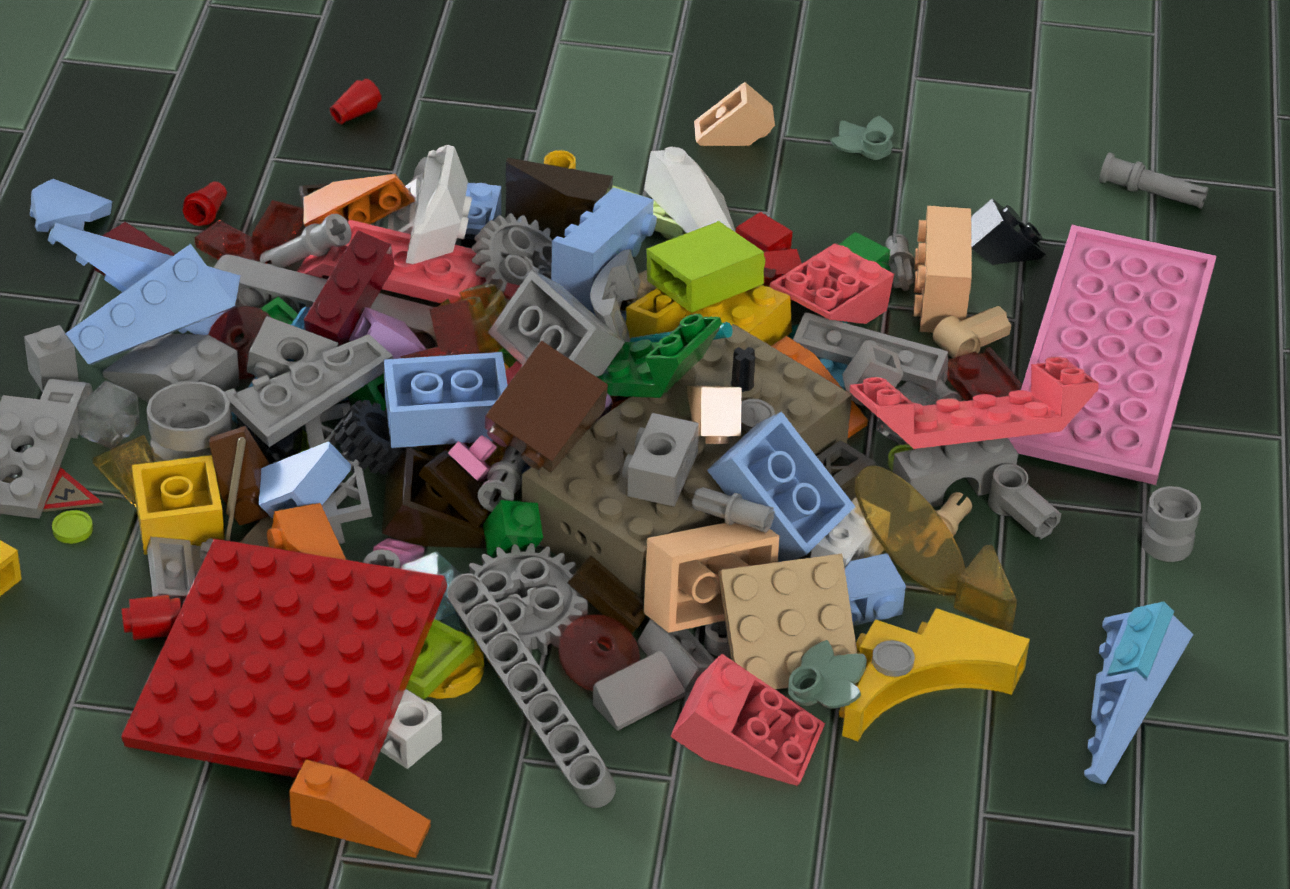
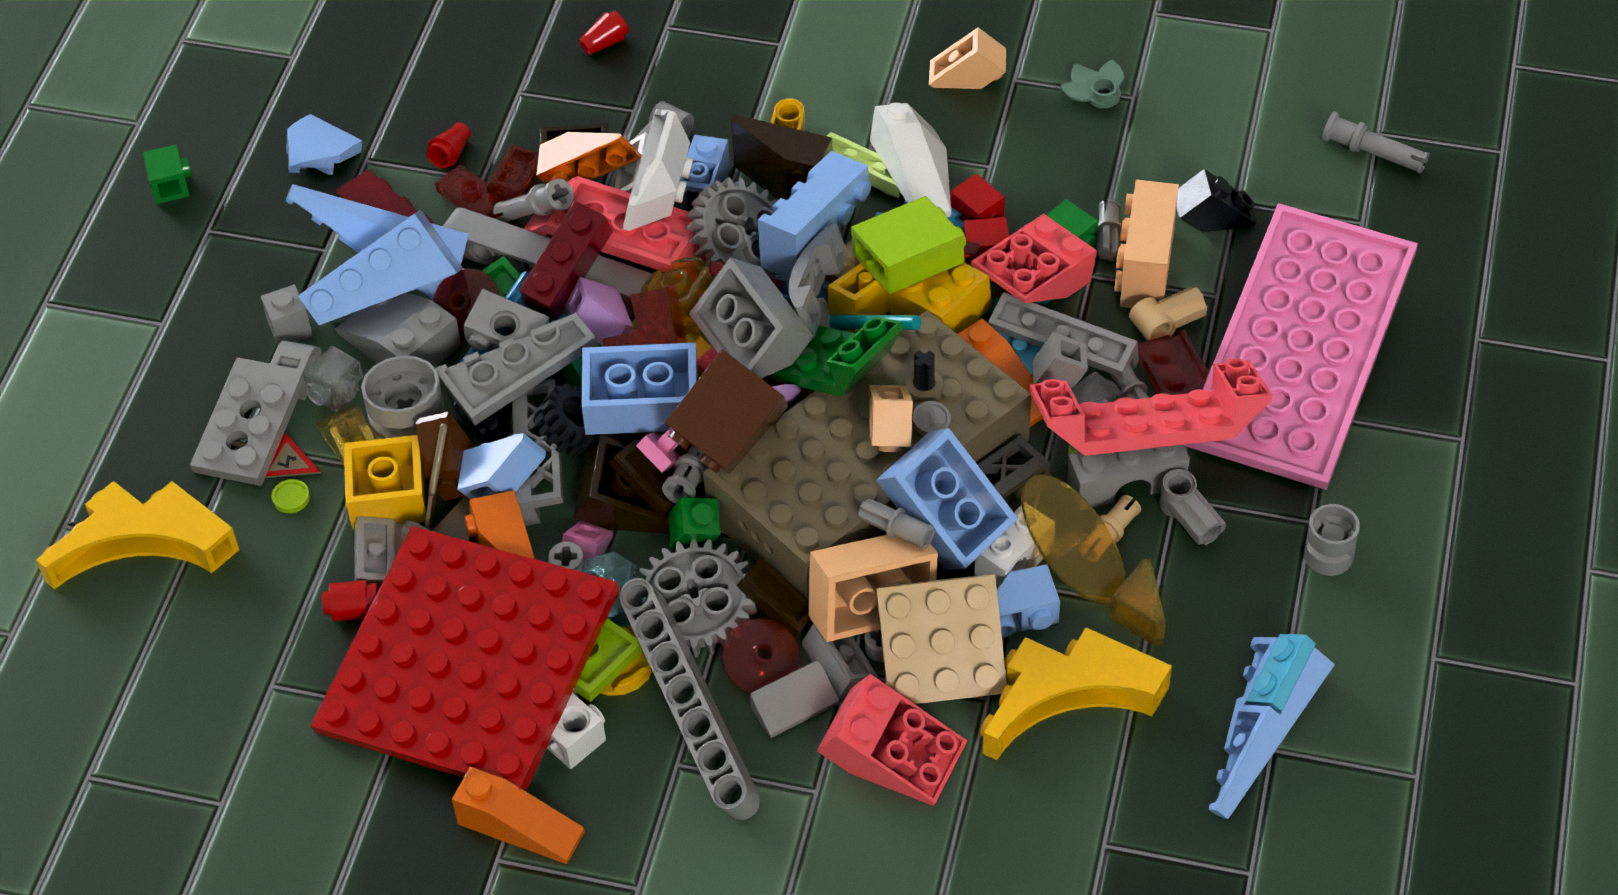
camera: 10 degrees right, 10 degrees up
(661, 459) = (832, 488): light grey brick -> none
(826, 677) = (974, 696): sand green plate -> none
(893, 658) = (1036, 682): light grey piece -> none

